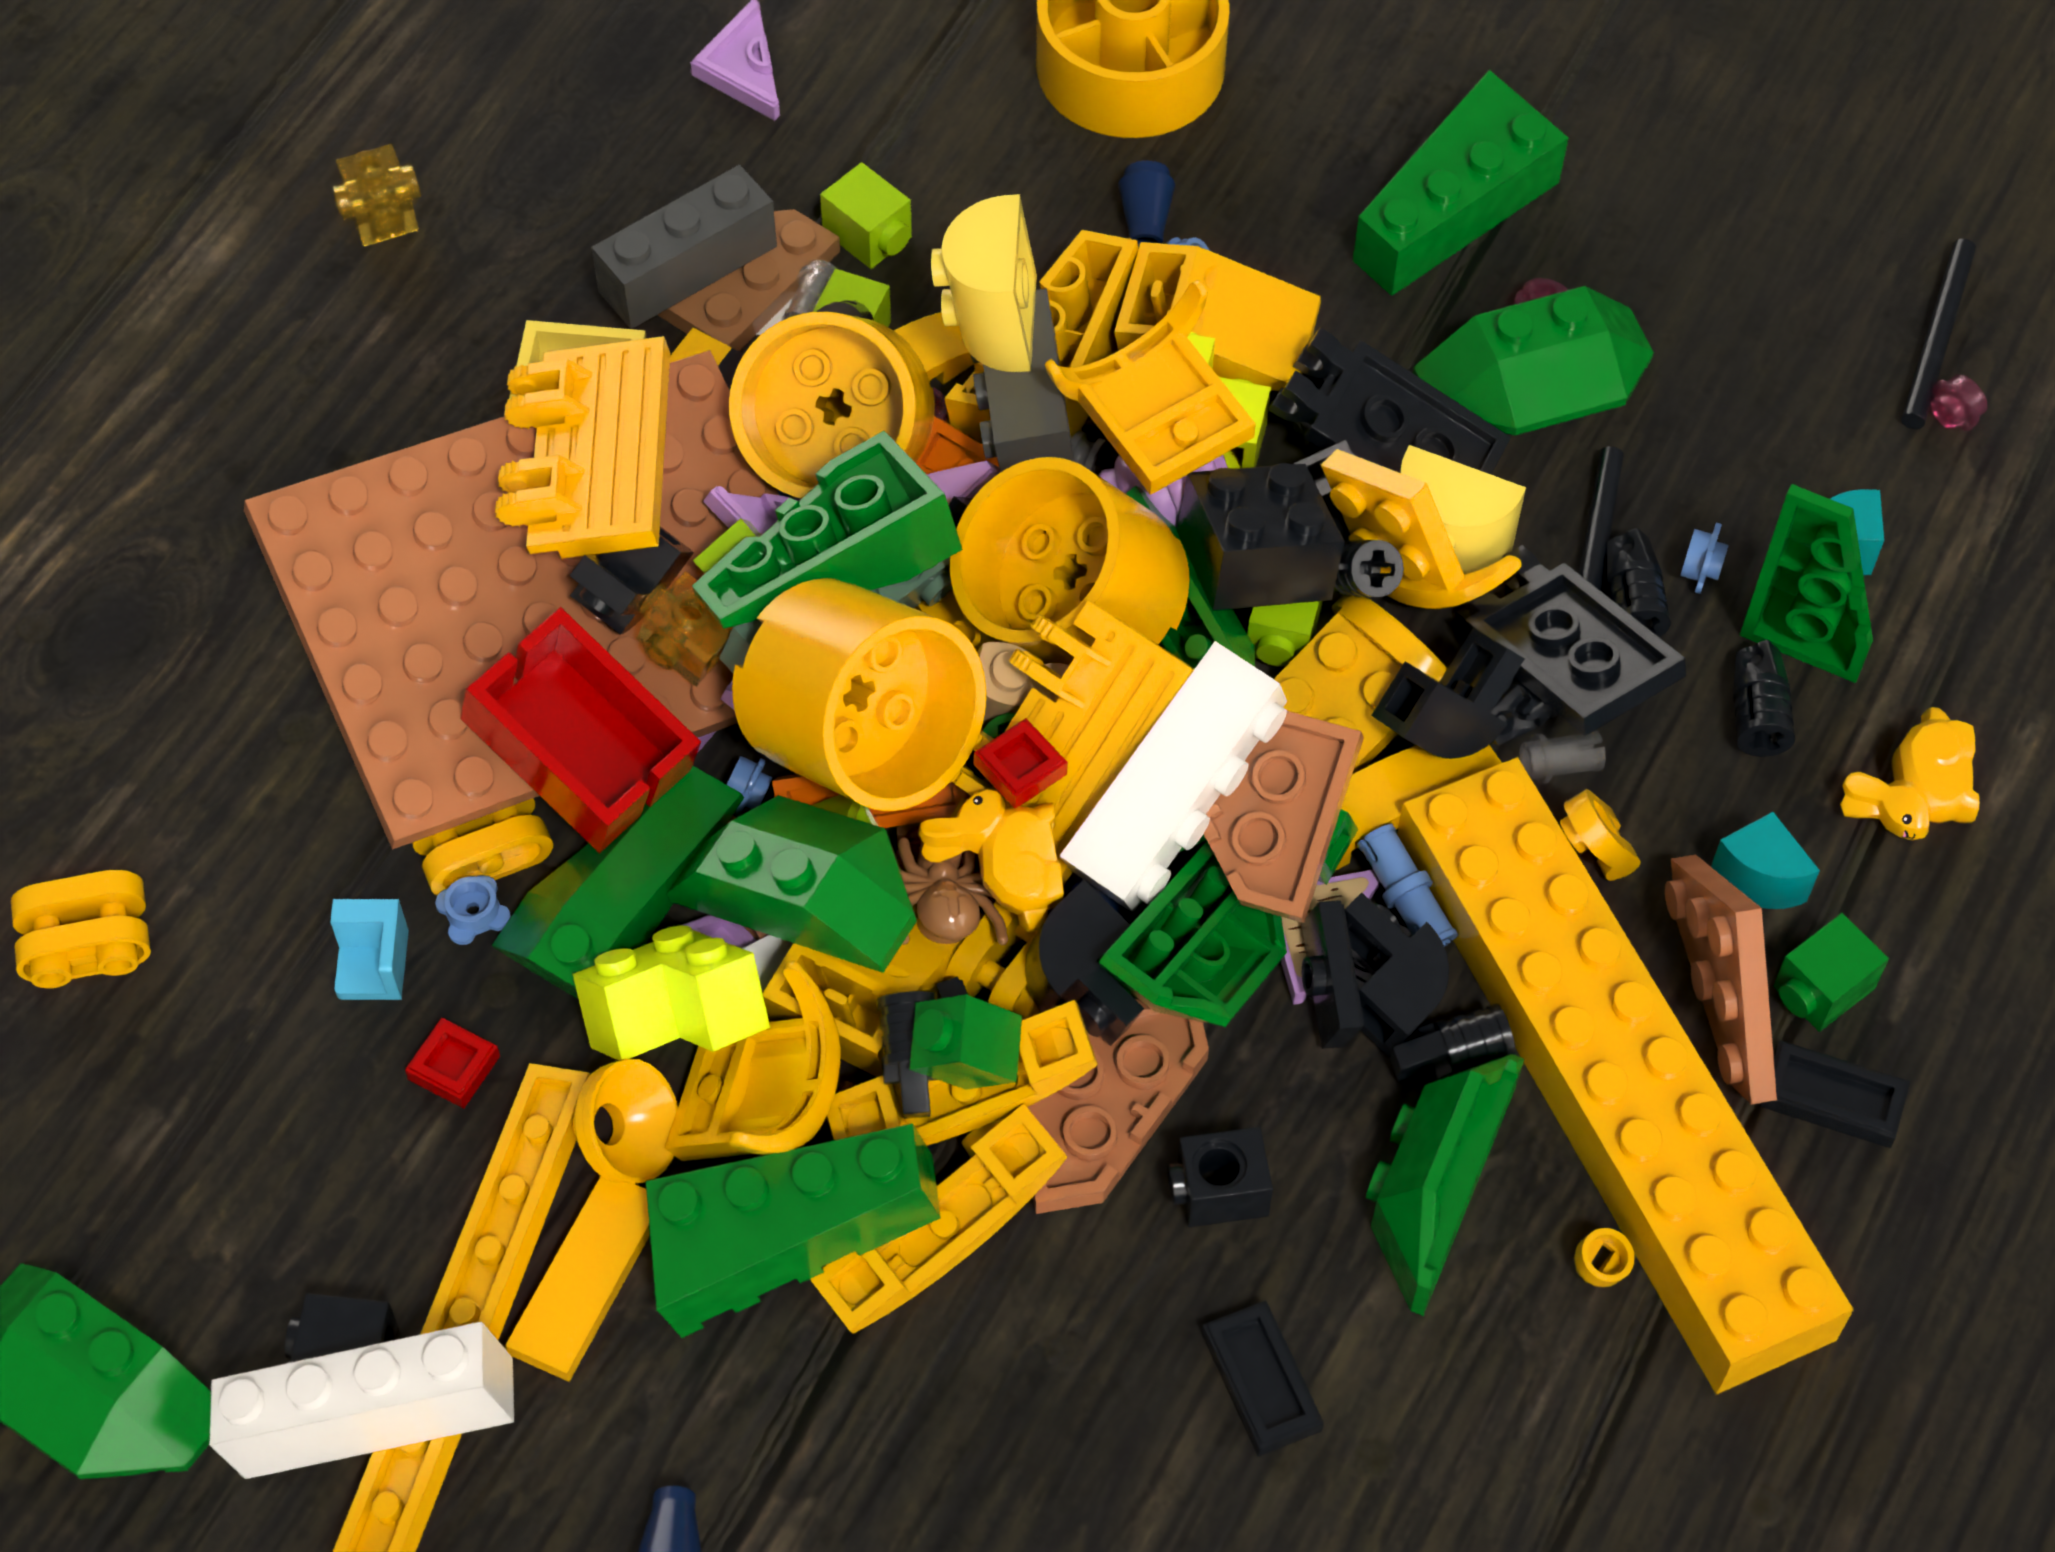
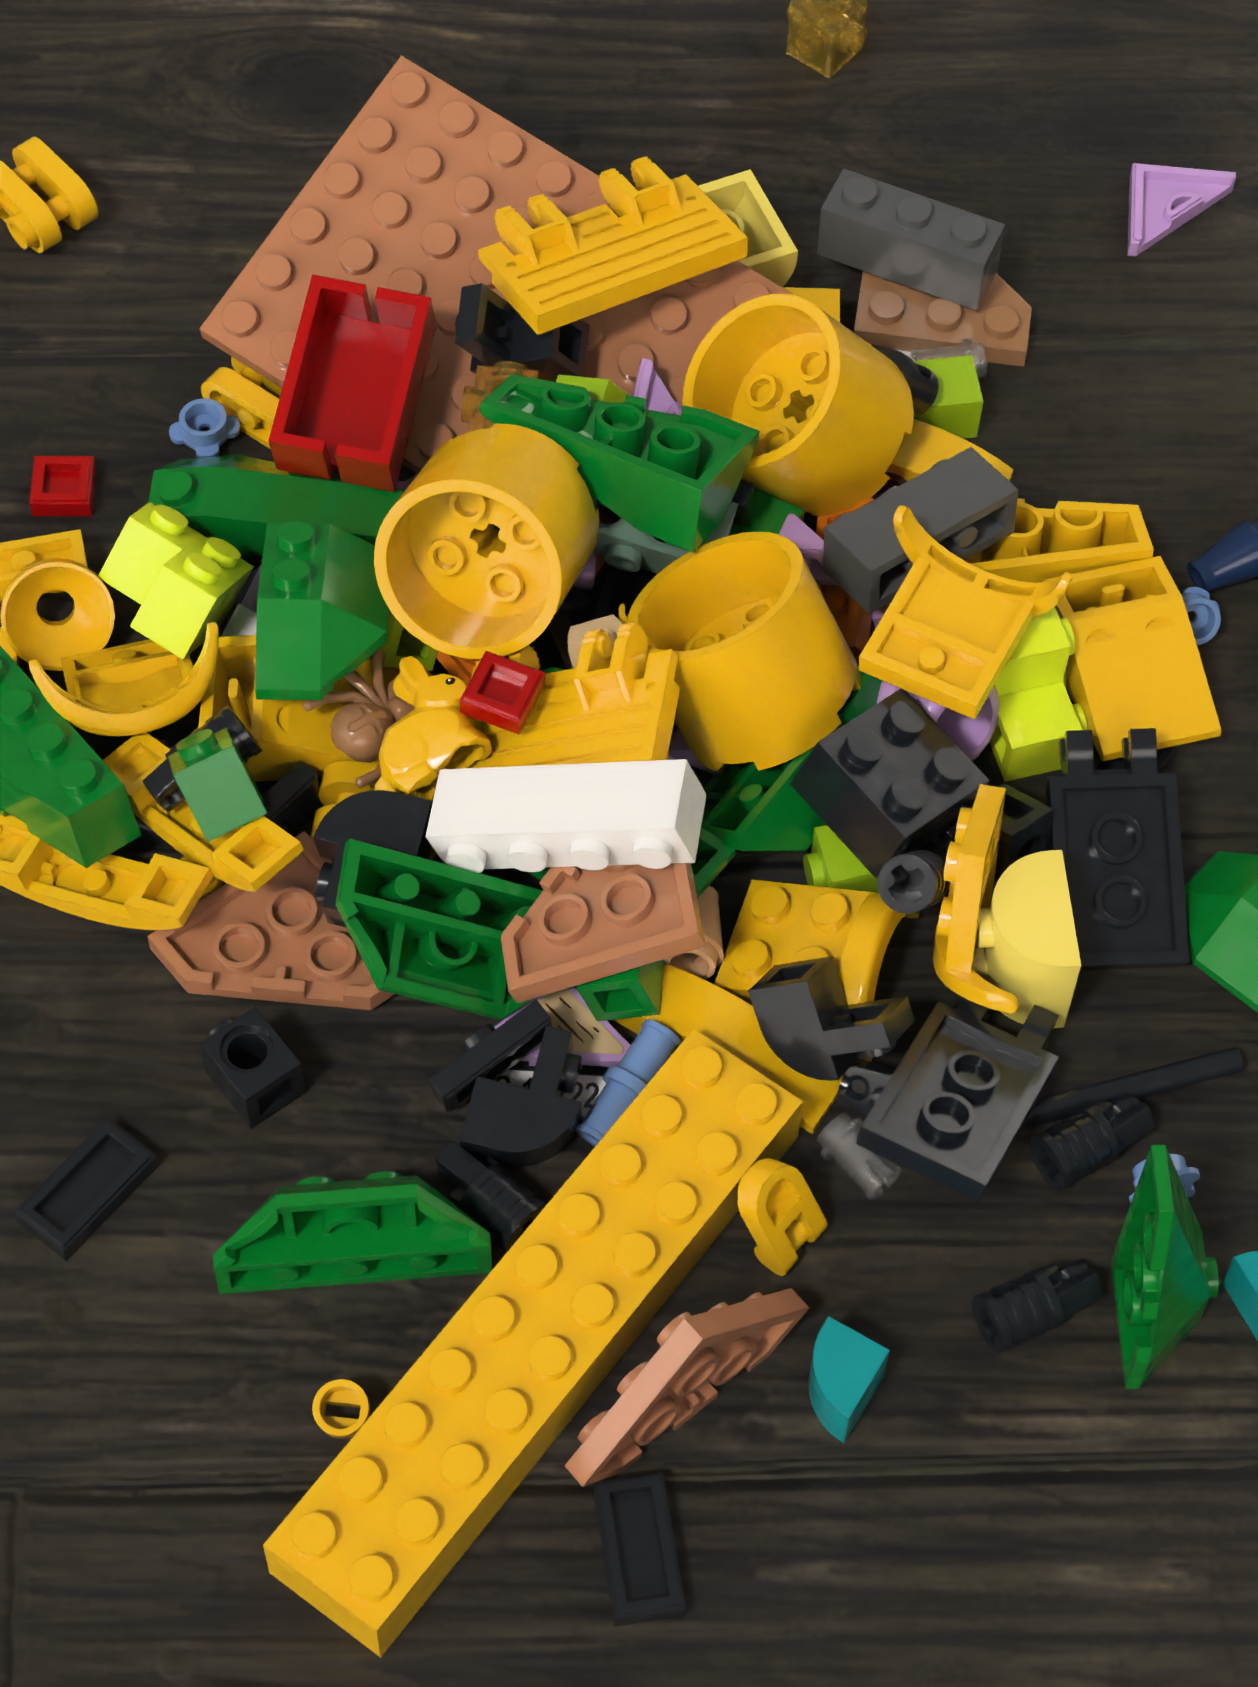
camera: 60 degrees right, 0 degrees up
(371, 948) = (130, 386): medium azure panel -> none
(867, 215) = (1060, 358): lime brick -> none
(990, 282) = (966, 430): light yellow brick -> none
(1829, 973) = (755, 1483): green brick -> none
(1929, 782) = (1040, 1492): yellow animal -> none

